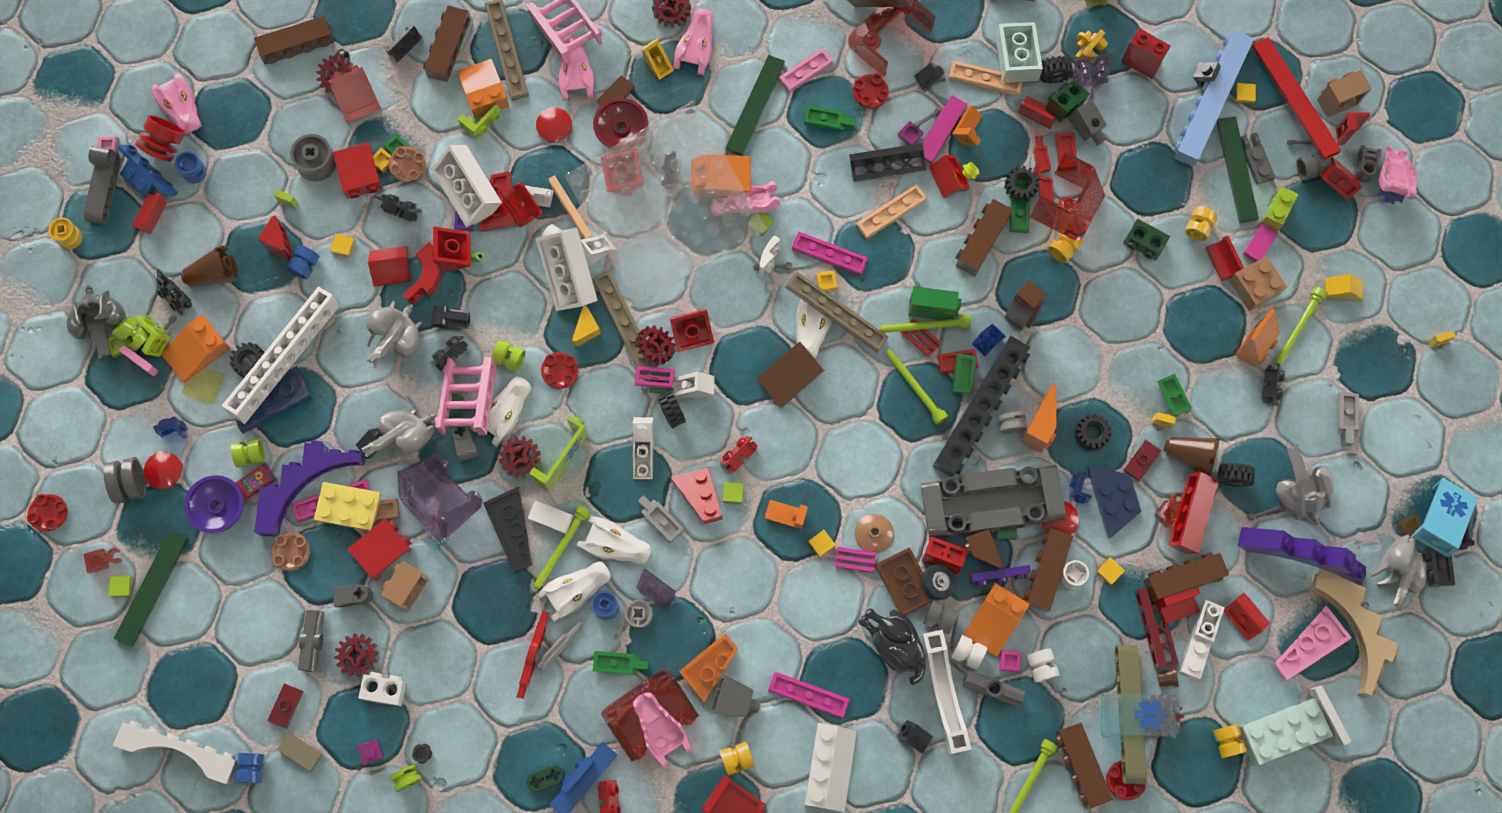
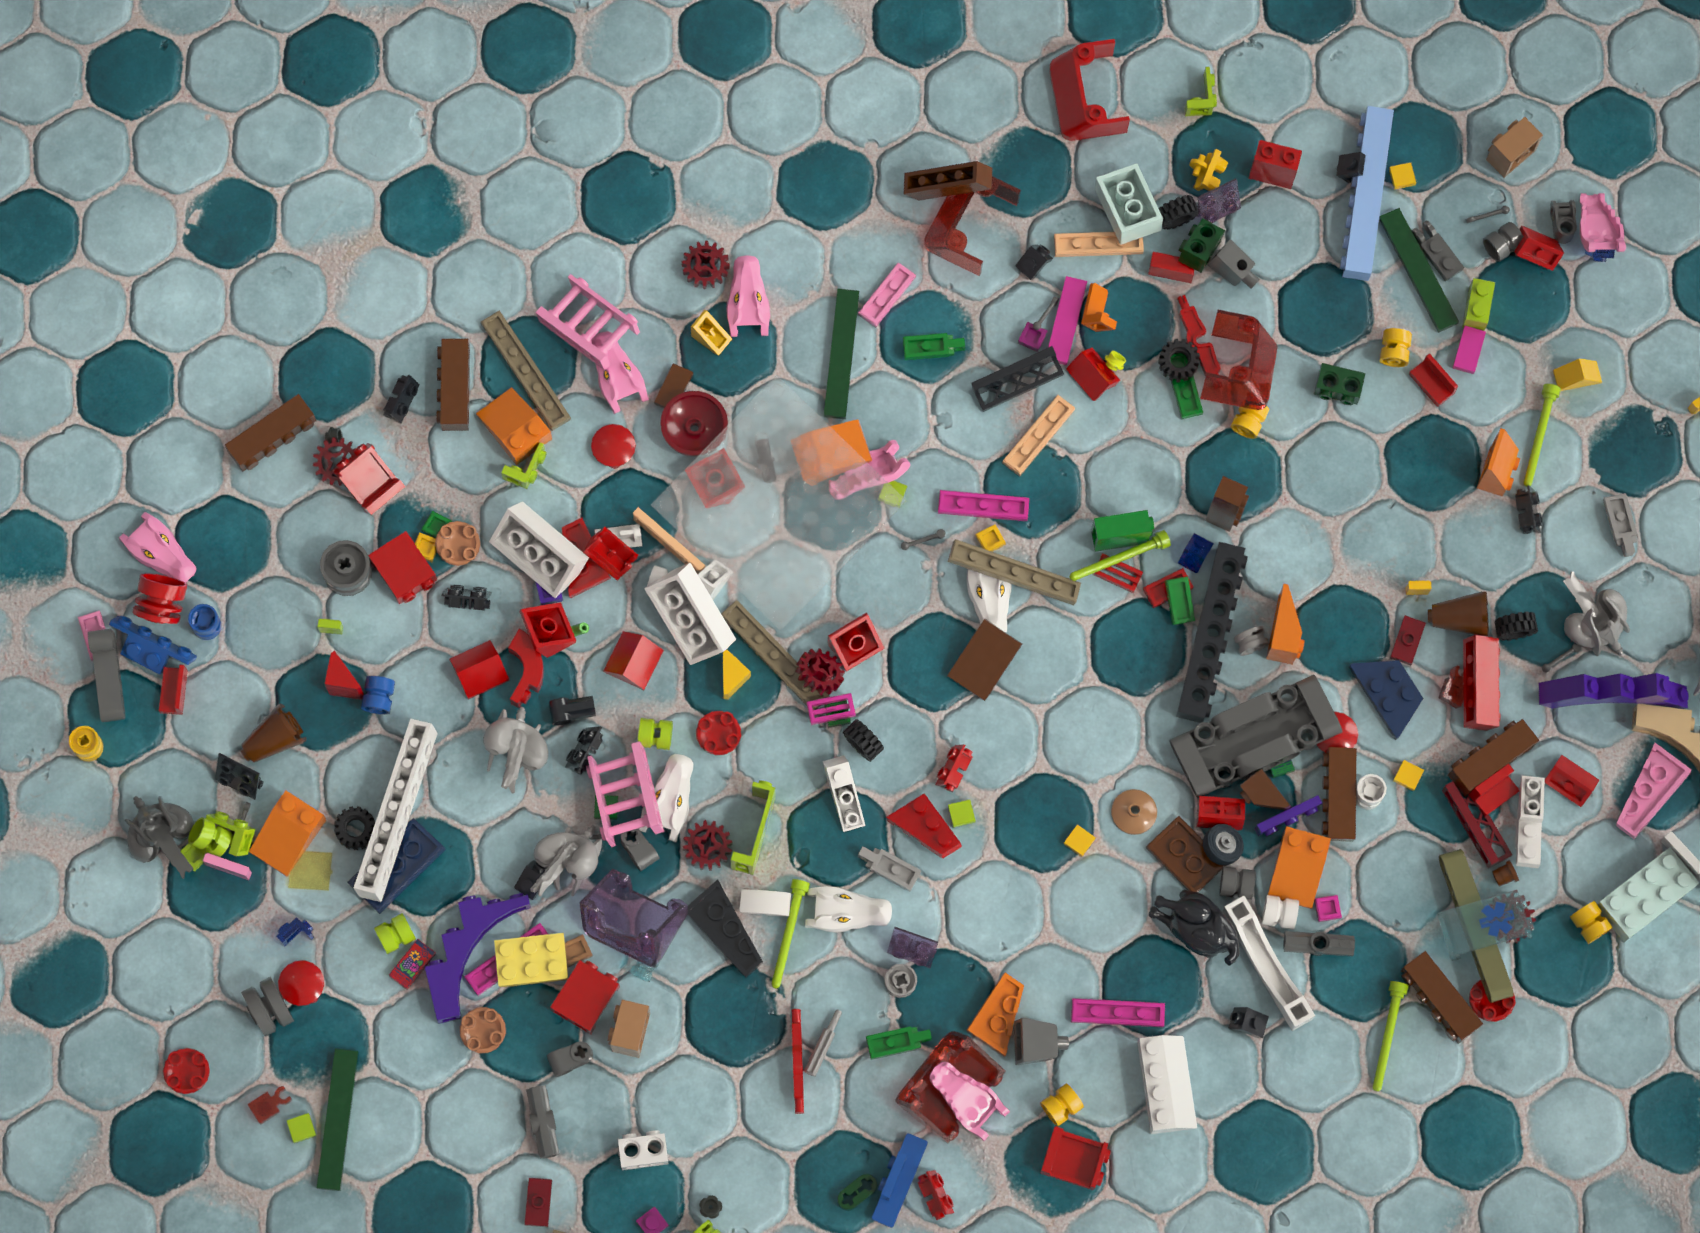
camera: 20 degrees left, 0 degrees up
(205, 496) = (375, 987): dark purple dish -> none
(342, 245) = (415, 661): yellow tile -> none
(356, 647) = (610, 1118): dark red gear -> none
(513, 294) = (633, 659): none -> slope
(573, 590) = (818, 977): white animal -> none
(605, 605) = (861, 982): blue wheel -> none
(693, 385) = (878, 705): white slope -> none
(768, 255) = (916, 530): white slope -> none
(786, 514) = (1030, 819): orange bracket -> none
(856, 552) = (1139, 836): dark pink tile -> none
(870, 90) = (970, 298): red dish -> none
(938, 415) = (1165, 656): lime piece -> none
(985, 234) = (1154, 435): reddish brown brick -> none
(1043, 665) = (1365, 901): white wheel -> none
(1065, 143) = (1214, 299): red tile -> none
(1077, 484) = (1343, 688): clear blue bracket -> none
(1101, 424) = (1344, 611): black tyre -> none
(1174, 395) = (1422, 555): green hinge -> none
(1258, 283) = (1479, 399): medium nougat brick -> none
(1296, 98) = (1461, 167): red tile -> none
(1349, 125) = (1529, 184): red panel -> none

